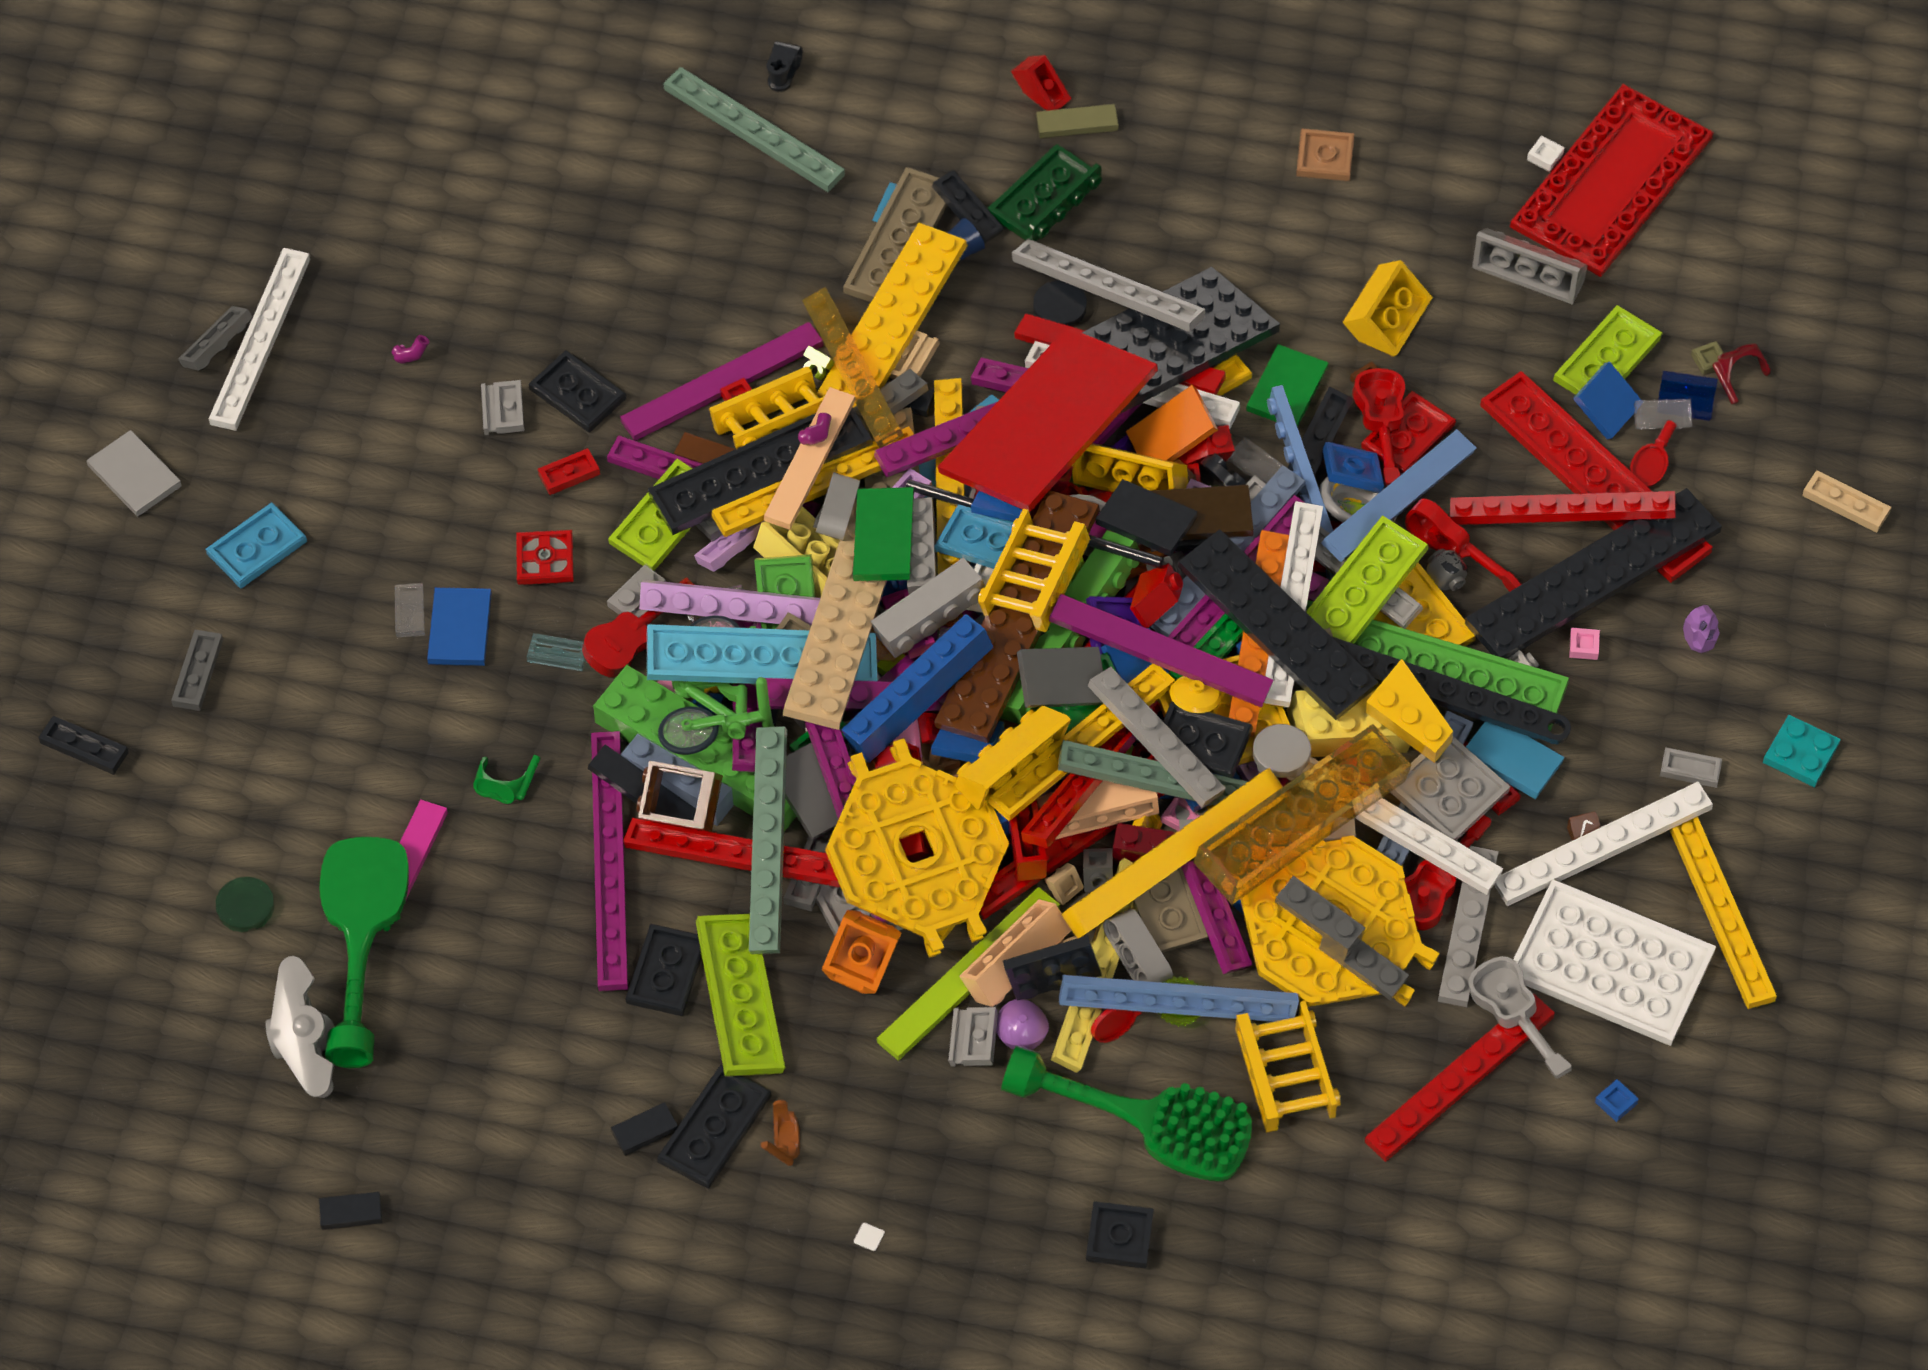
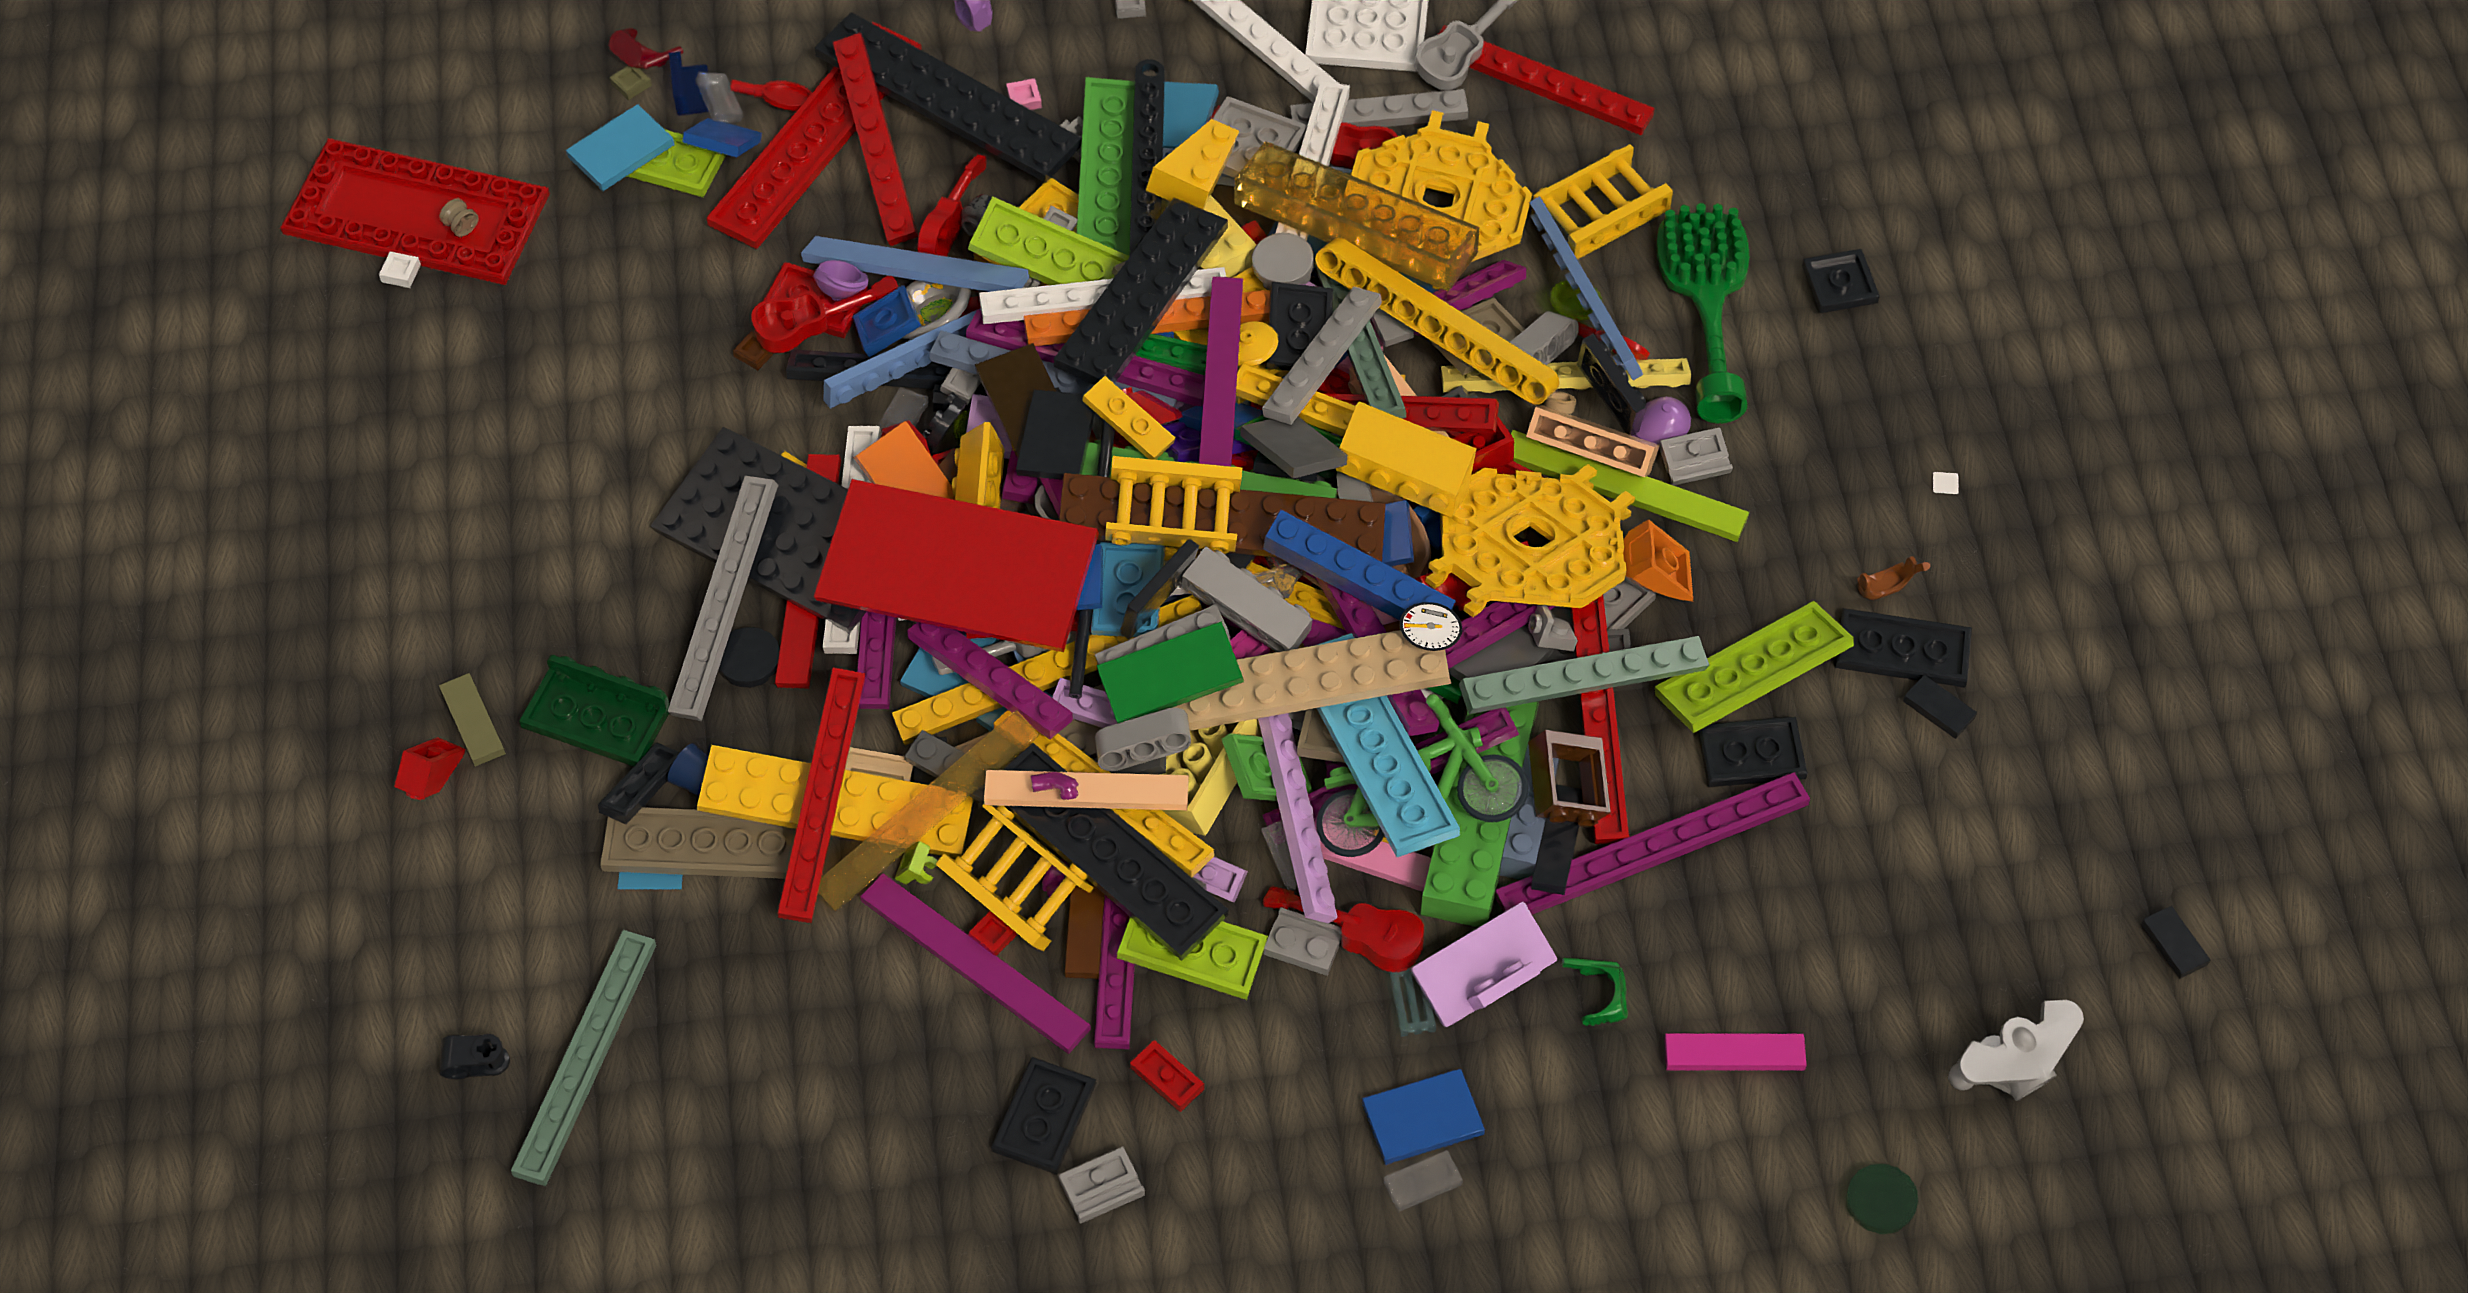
camera: 110 degrees left, 0 degrees up
(360, 894) = (1825, 1066): green piece -> none
(544, 557) = (1295, 1057): red piece -> none
(556, 702) = (1484, 965): none -> lavender bracket
(819, 831) = (1551, 632): none -> light grey bracket
(836, 710) = (1430, 626): none -> white sticker
(891, 298) = (821, 796): none -> red plate
(954, 533) = (1158, 589): none -> black tile
(1135, 565) = (1128, 418): none -> yellow plate
(1135, 841) = (1420, 367): dark red brick -> none
(1298, 375) = (789, 418): green tile -> none
(1325, 154) = (453, 468): medium nougat tile -> none
(1341, 938) = (1467, 166): dark grey bracket -> none
(1388, 308) = (658, 353): yellow slope -> none
(1405, 439) = (840, 279): none -> medium lavender hat
(1528, 265) = (562, 241): light grey slope -> none
(1582, 197) = (459, 217): none -> dark tan wheel
(1582, 824) = (1234, 51): reddish brown slope -> none
(1620, 323) = (620, 147): none -> dark azure tile

